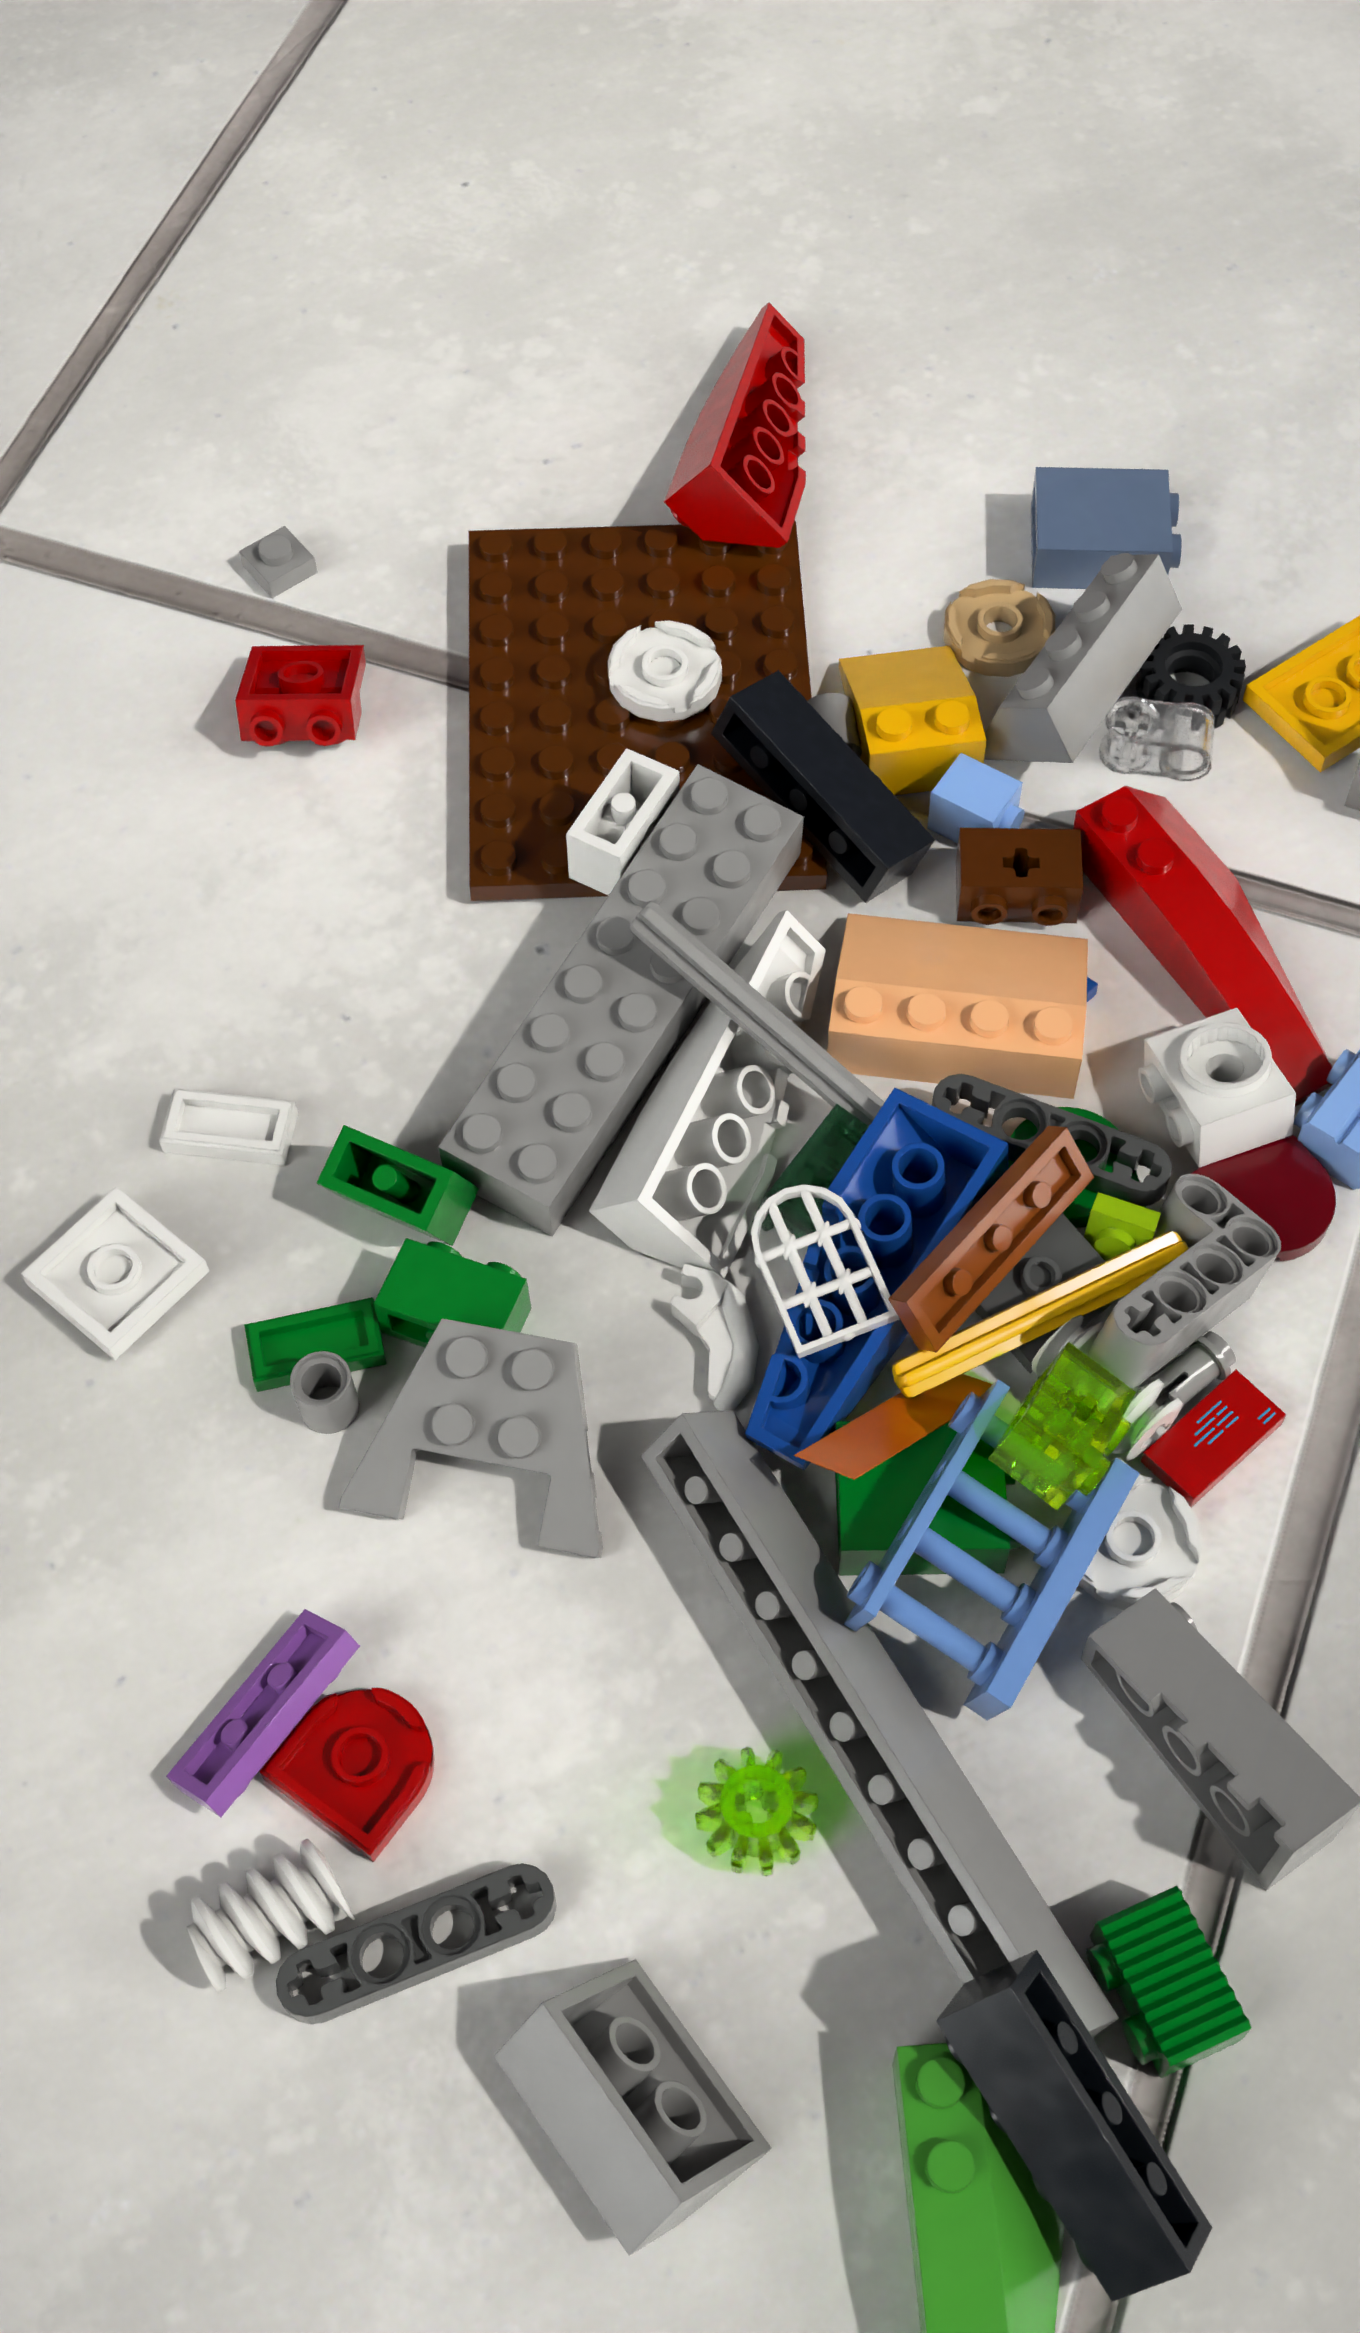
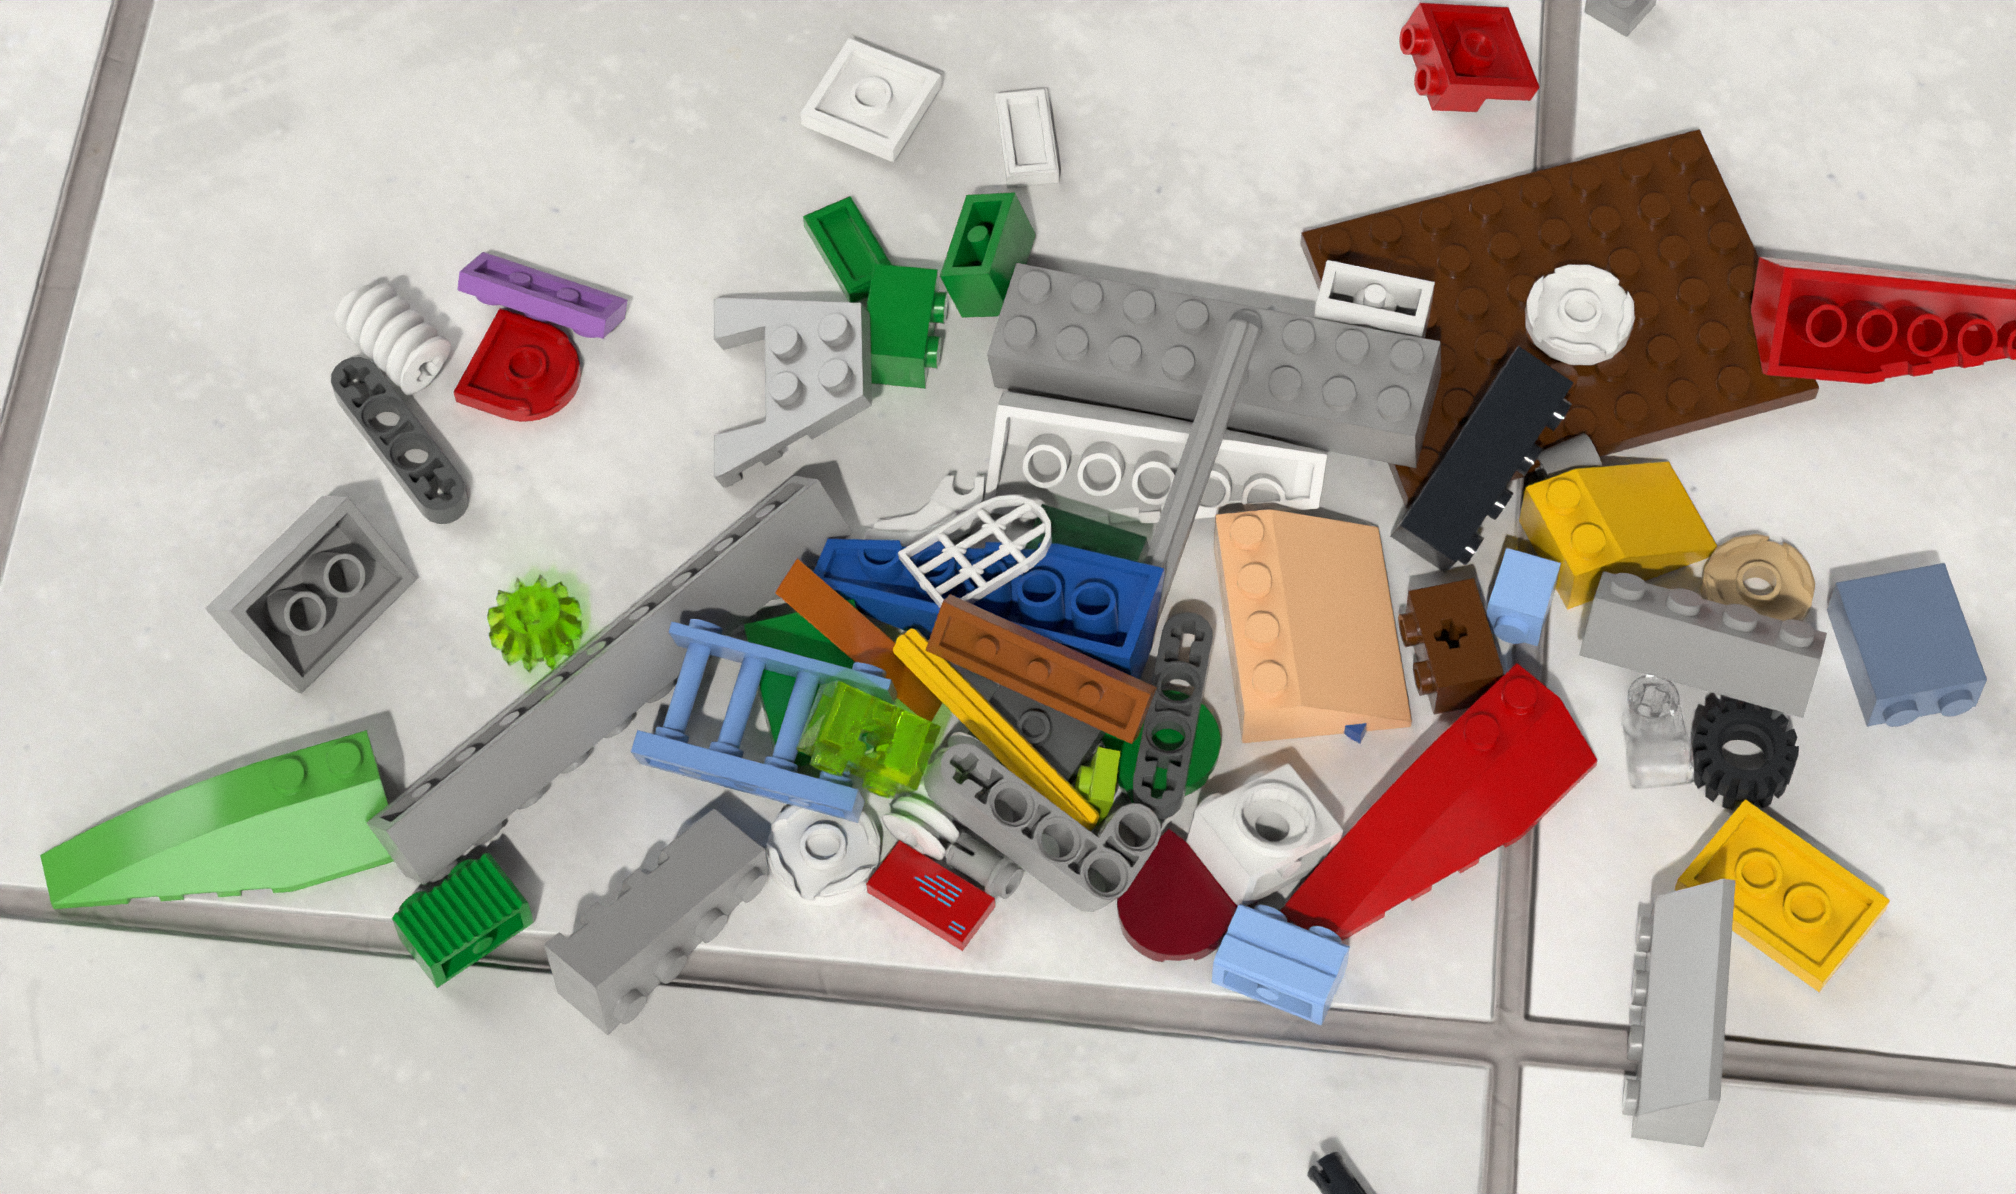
camera: 75 degrees right, 0 degrees up
(318, 1371) = (802, 245): light grey beam -> none
(1075, 2127) = (328, 847): black brick -> none

